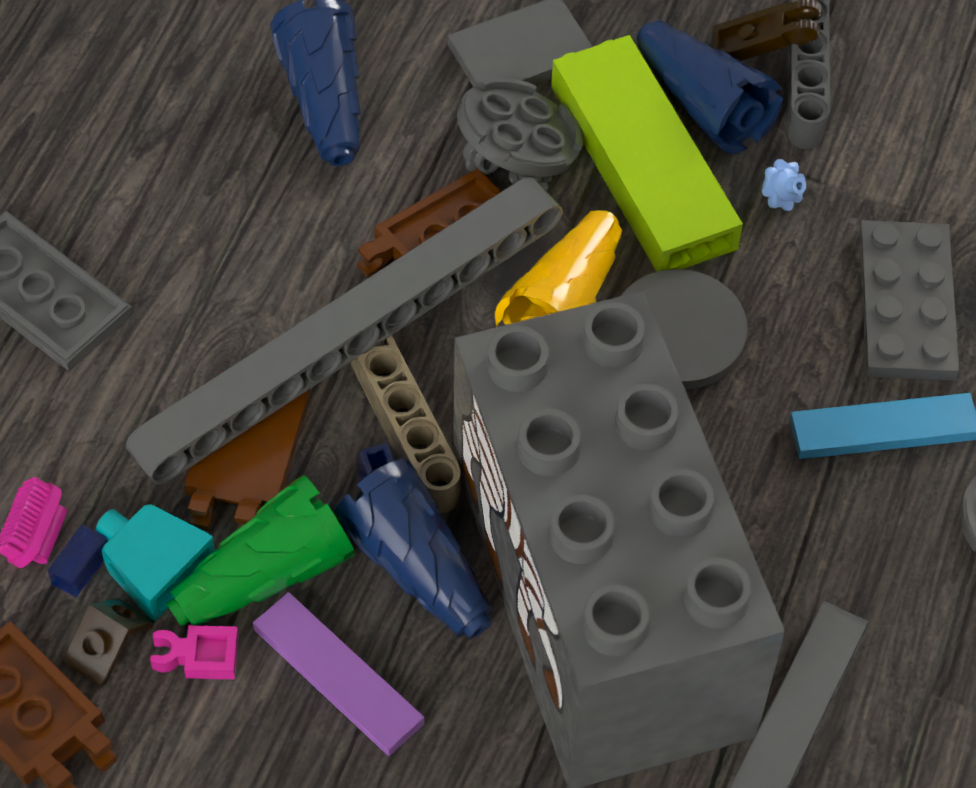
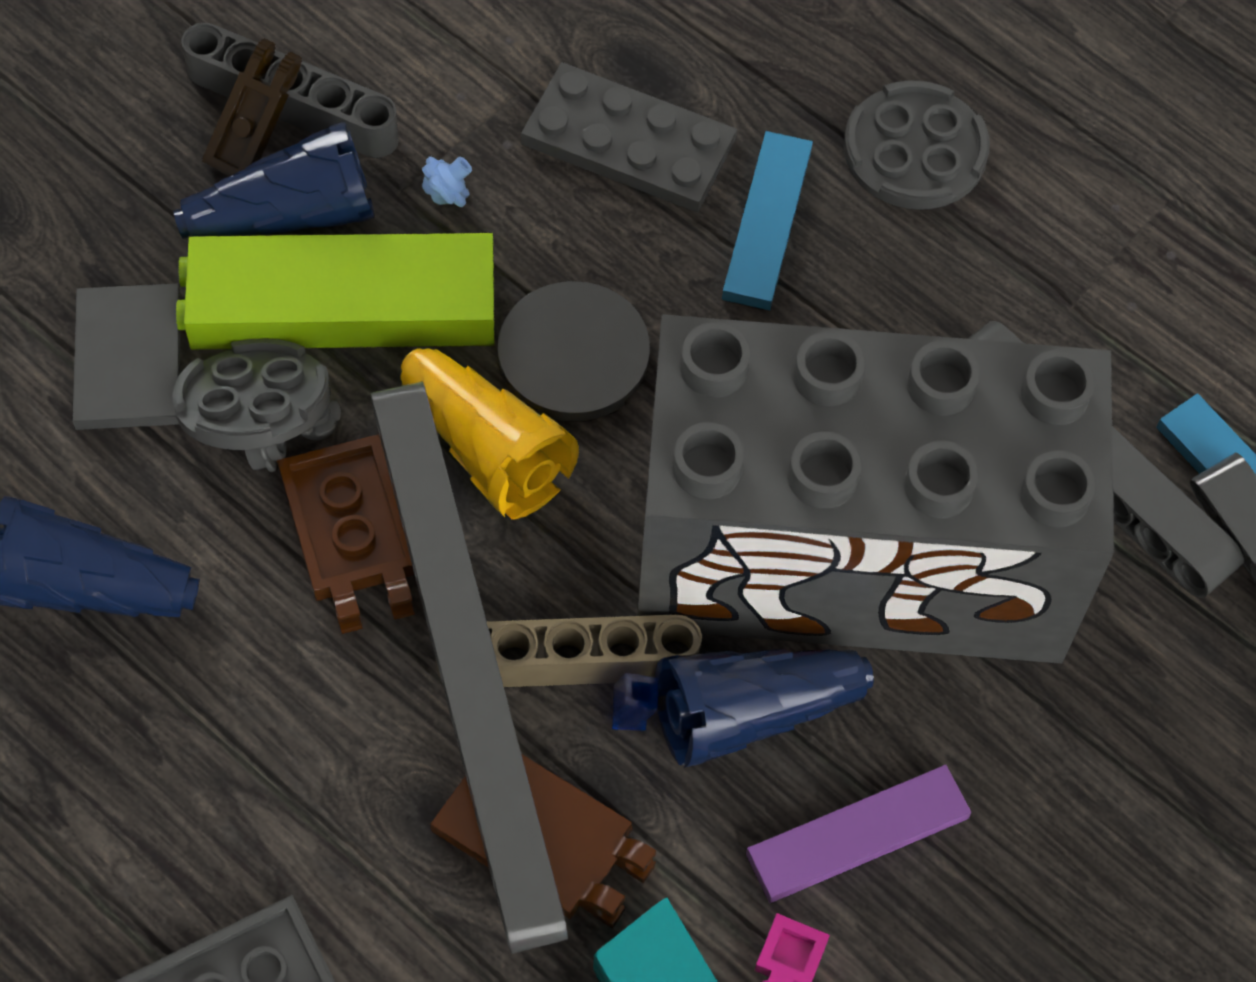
camera: 70 degrees left, 5 degrees up
(273, 550) = (701, 828): green cone -> none

